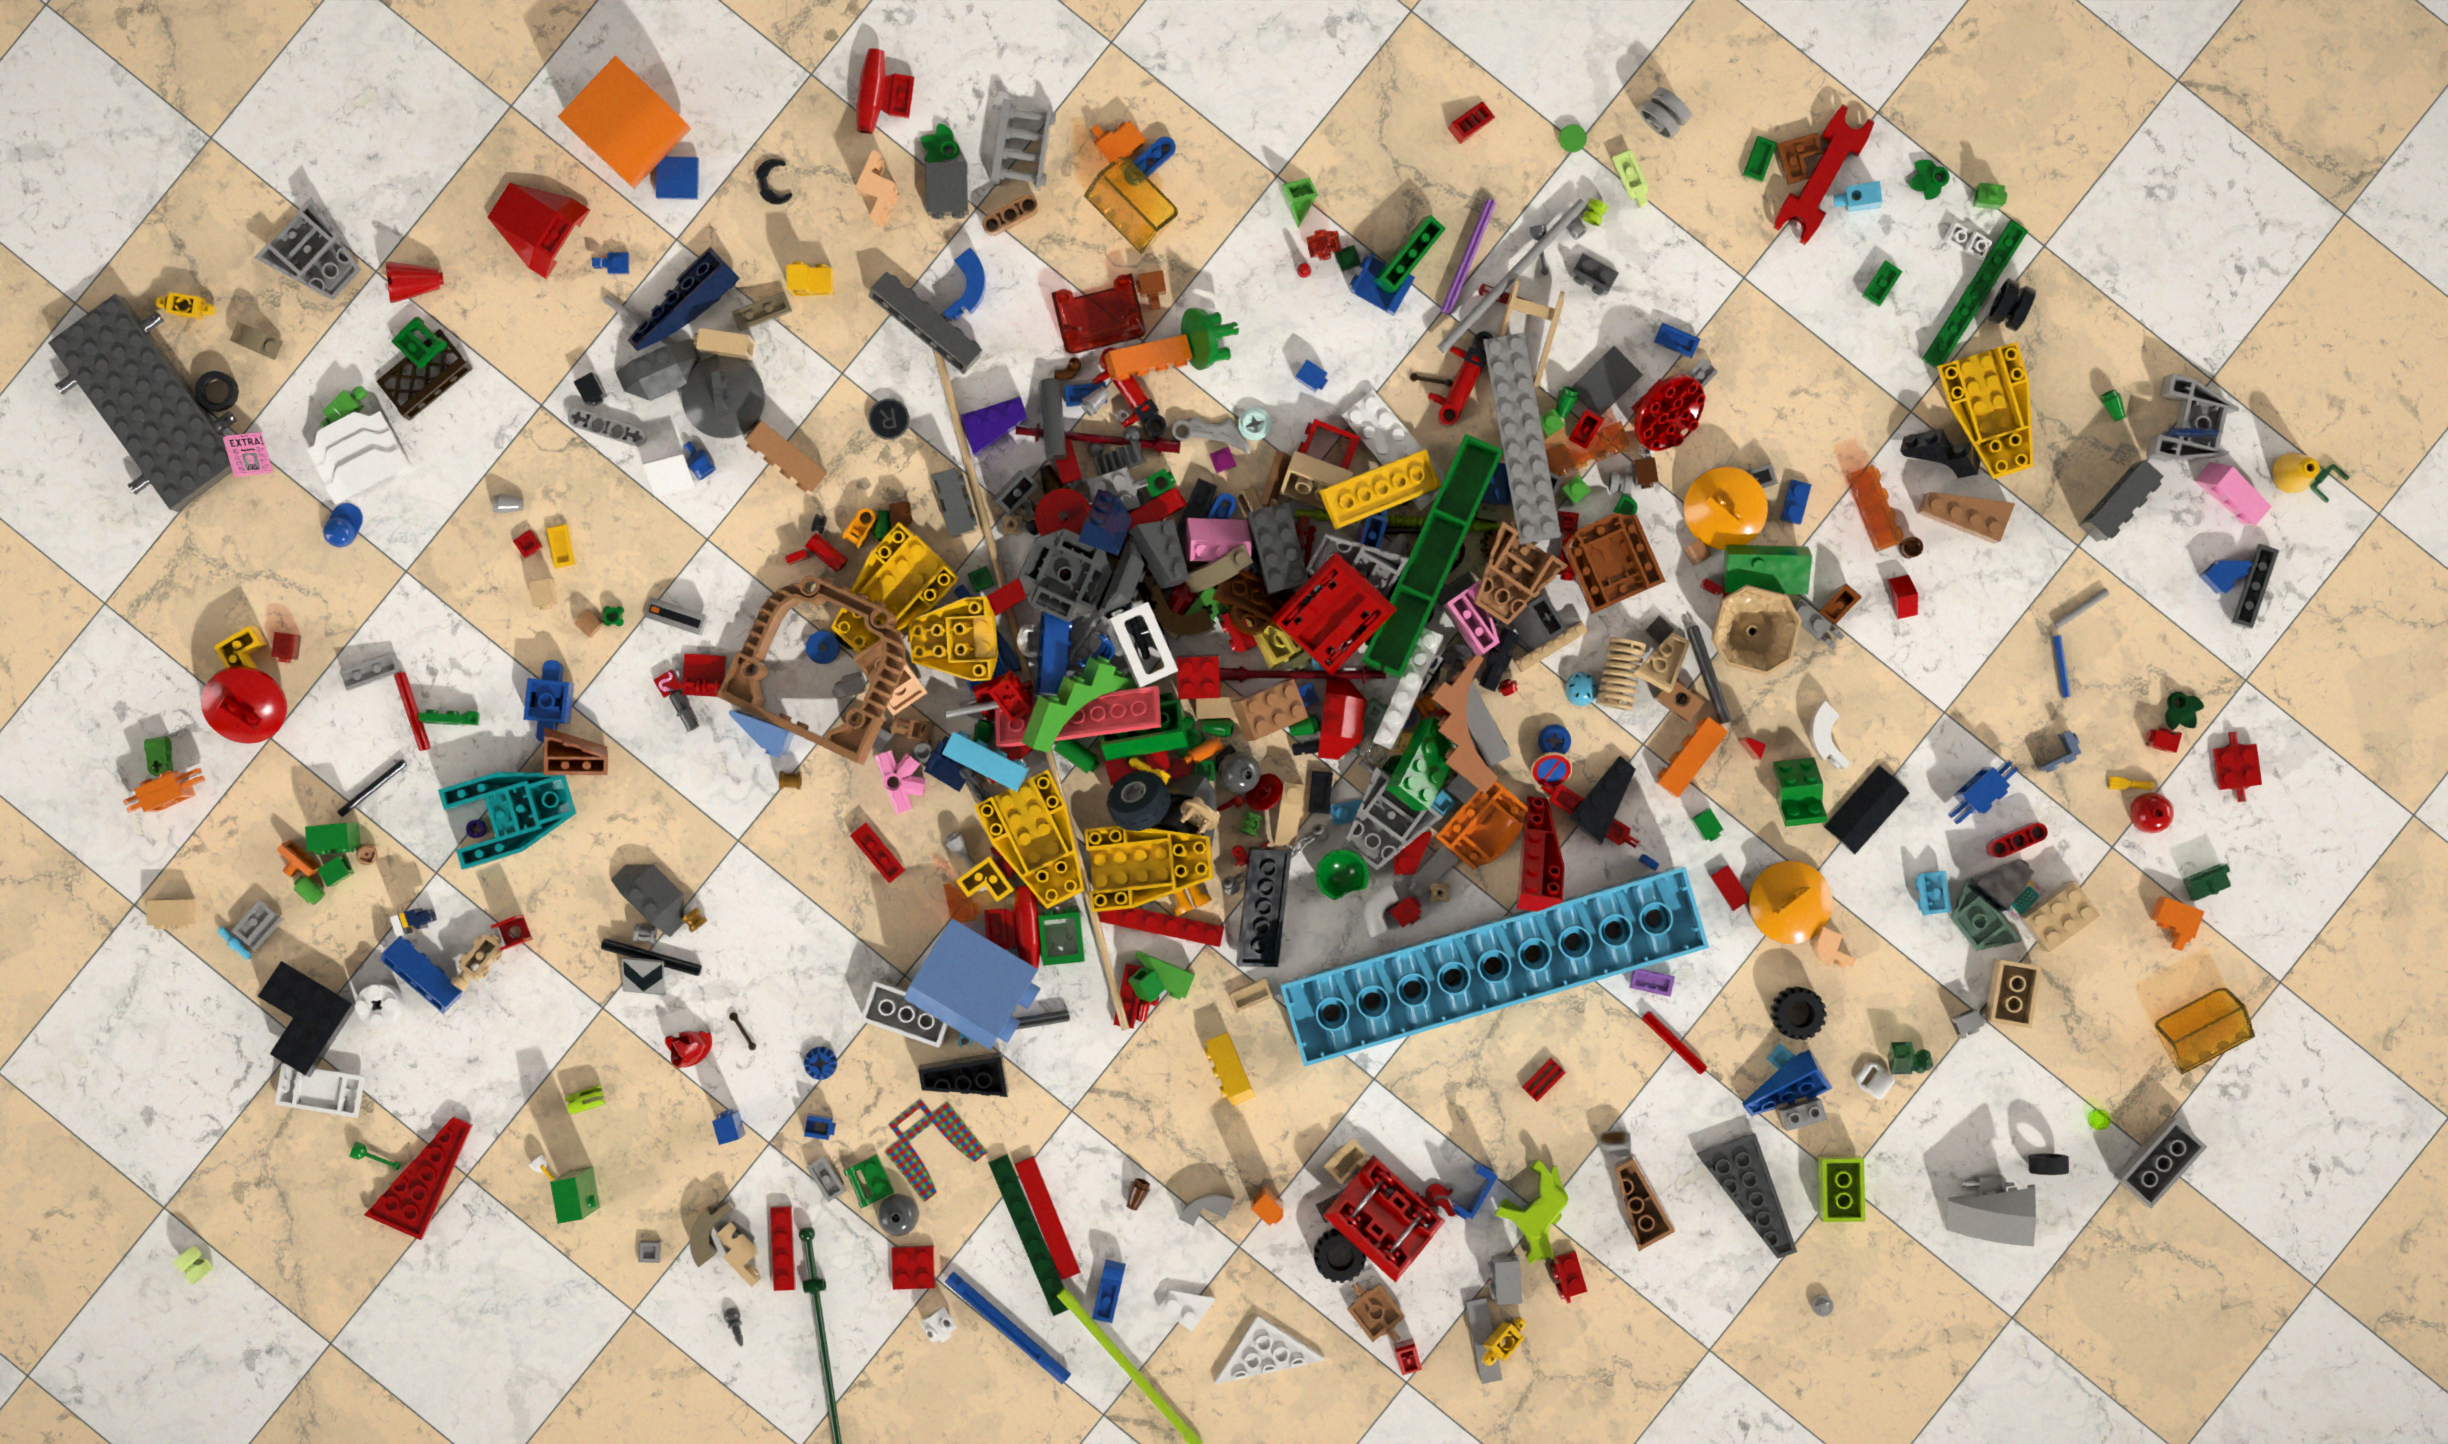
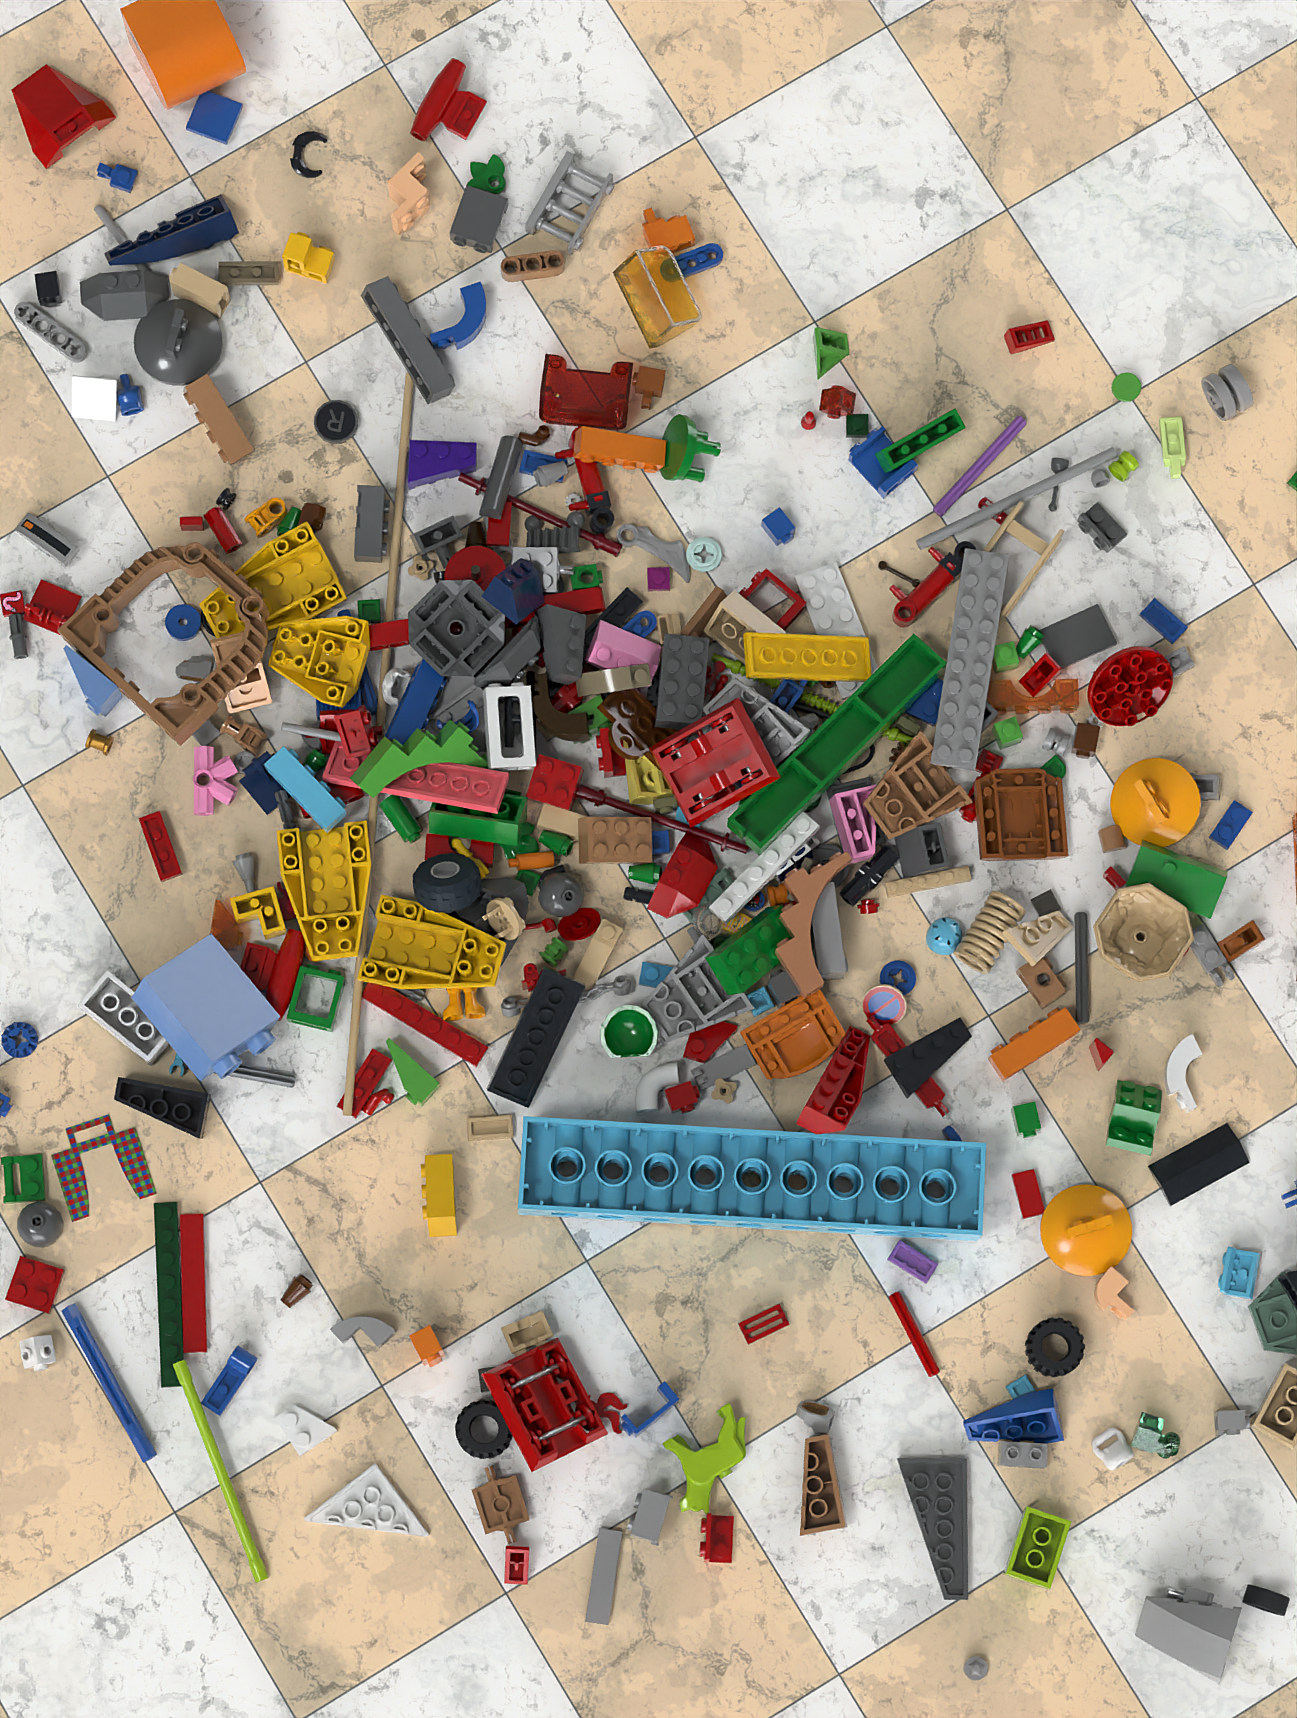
camera: 15 degrees right, 10 degrees down
(1146, 984) = (386, 1075): green brick -> none
(1180, 769) = (501, 870): red tile -> none
(1320, 792) = (637, 946): black tile -> none
(1513, 1338) = (636, 1573): yellow piece -> none

